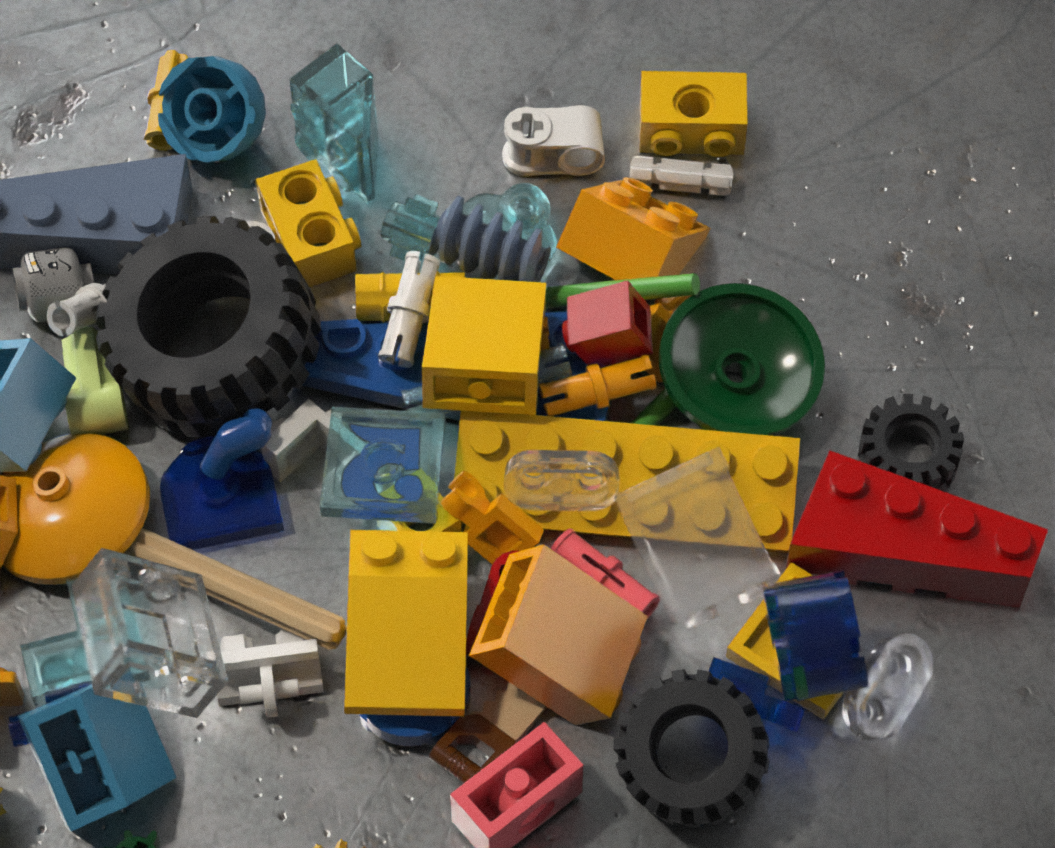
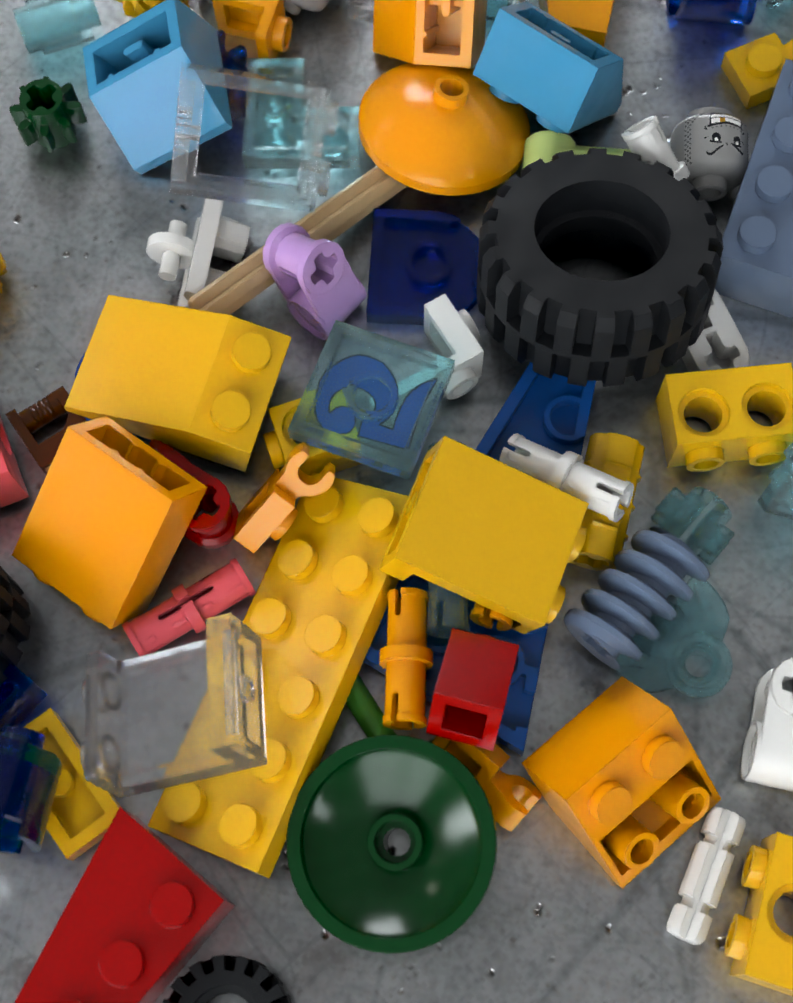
camera: 110 degrees right, 10 degrees up
(236, 440) = (449, 275): blue arm -> none
(275, 554) = (312, 278): none -> lavender piece
(561, 480) = (295, 553): clear plate -> none
(647, 287) = (534, 735): bright green bar -> none

